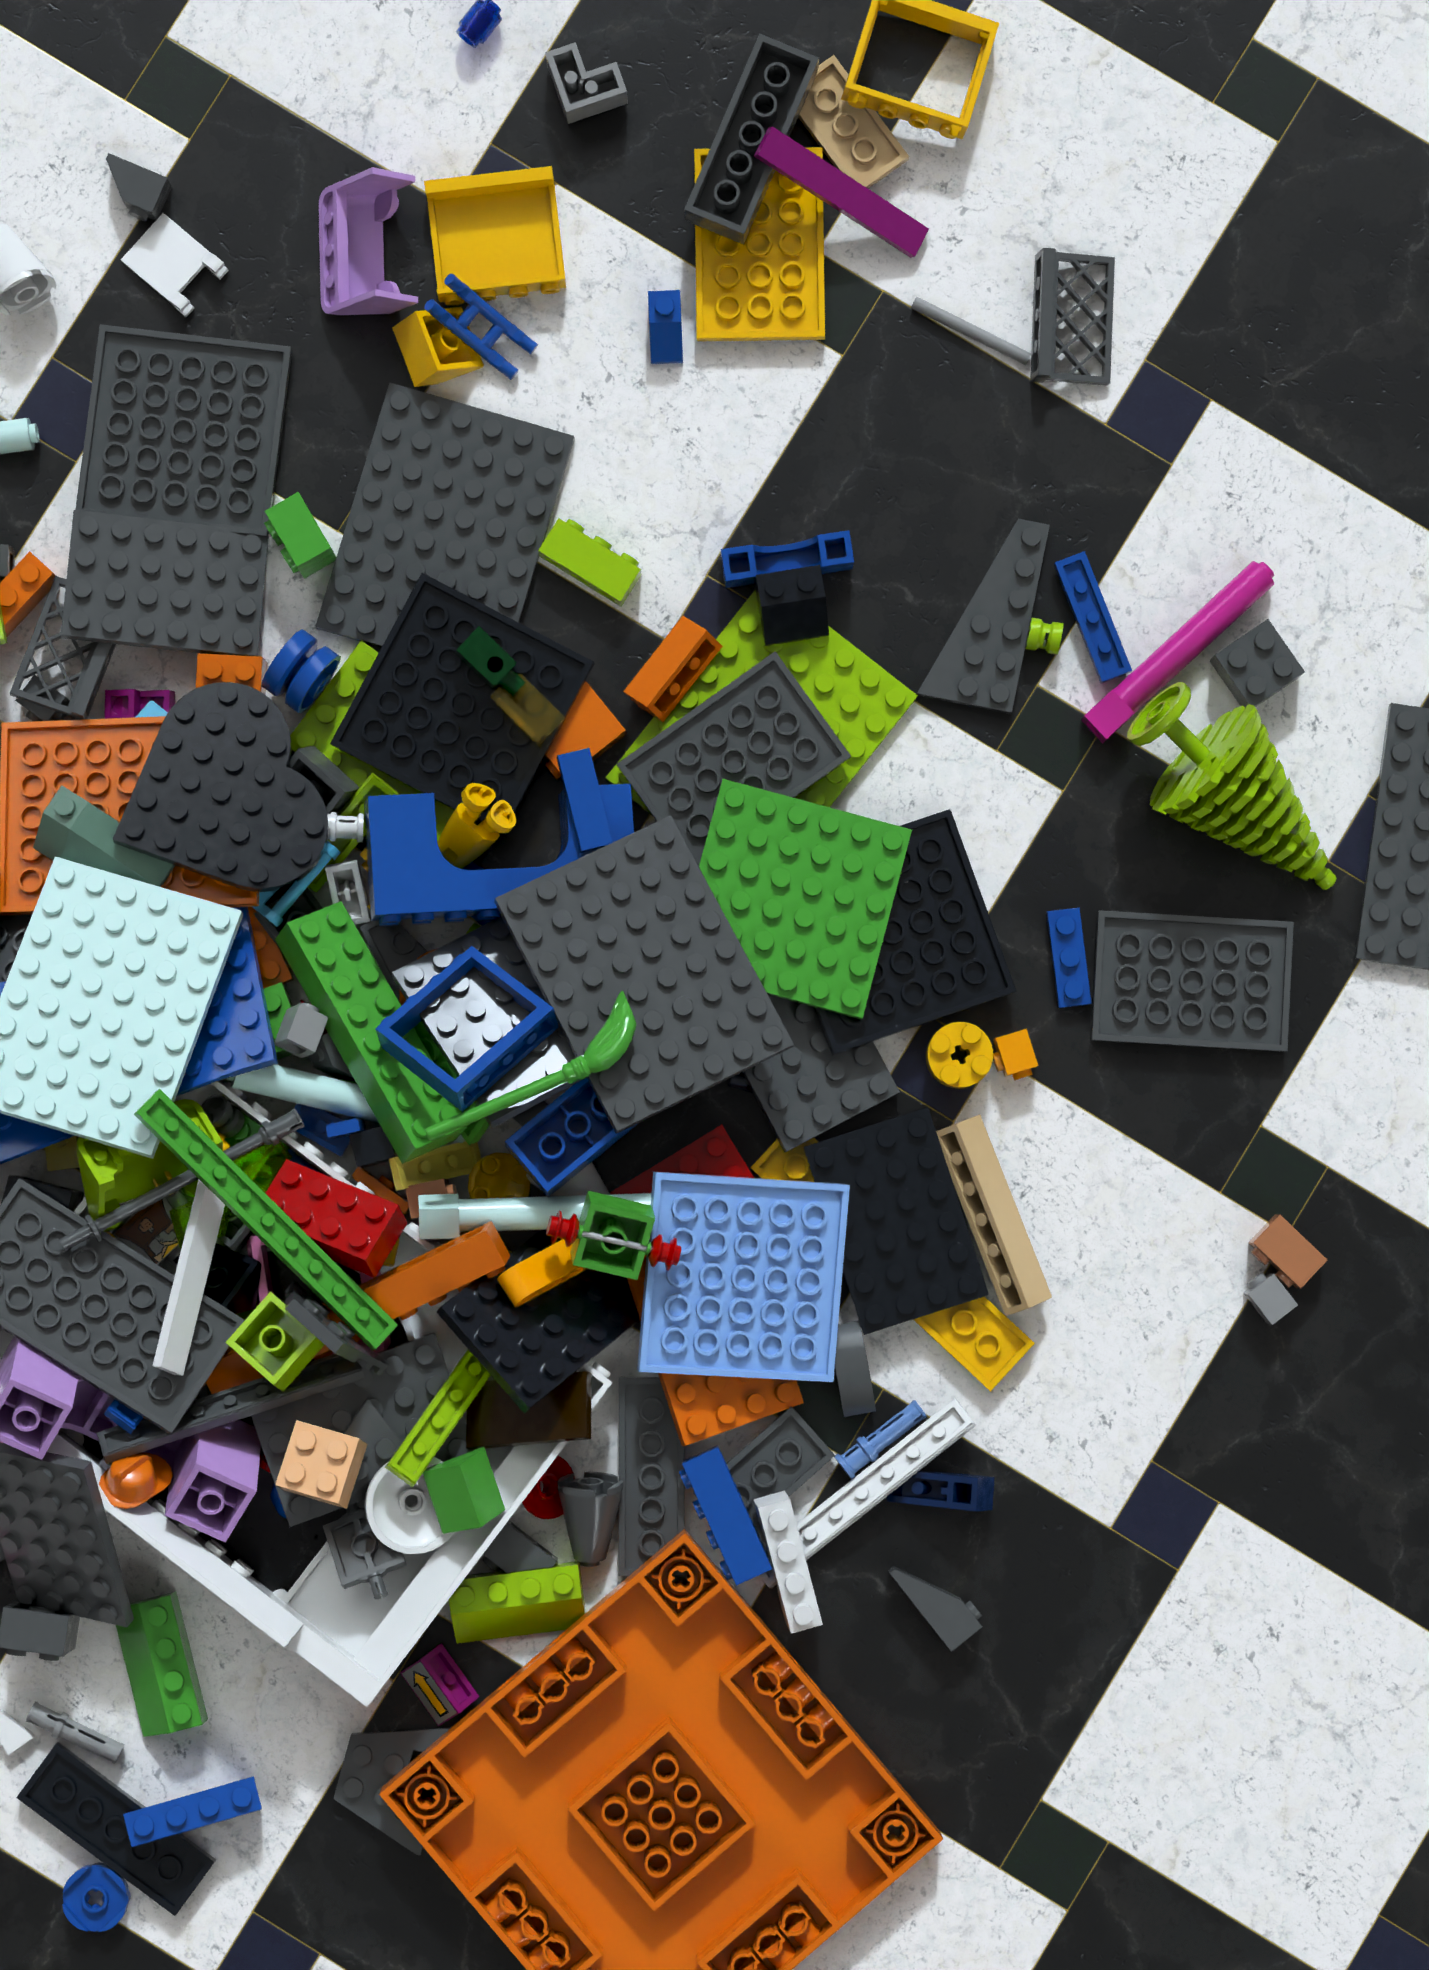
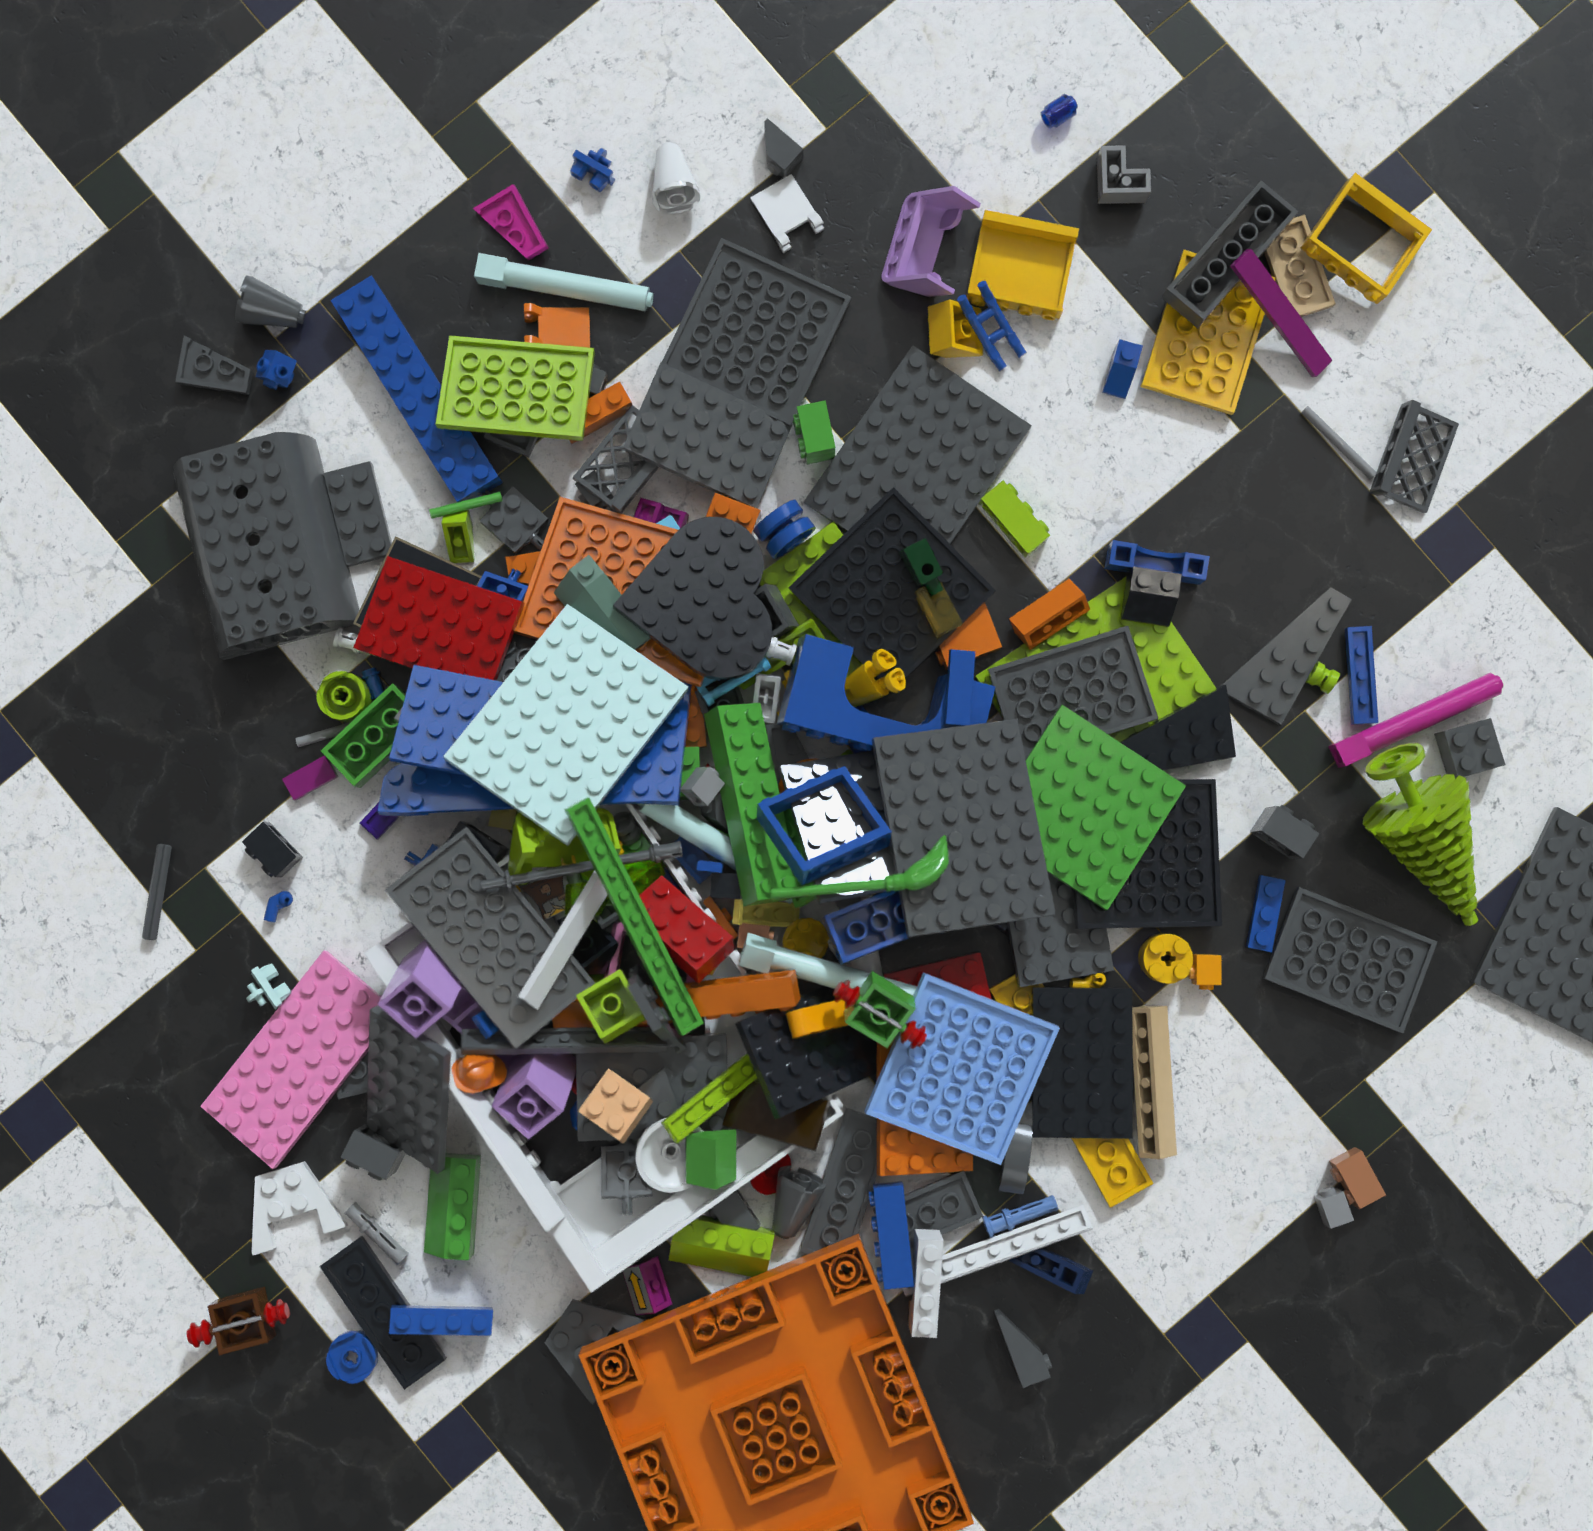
camera: 20 degrees right, 0 degrees up
(877, 1114) = (1091, 981): none -> yellow arm
(897, 764) = (1189, 734): none -> black wing
(1056, 846) = (1285, 832): none -> dark grey brick

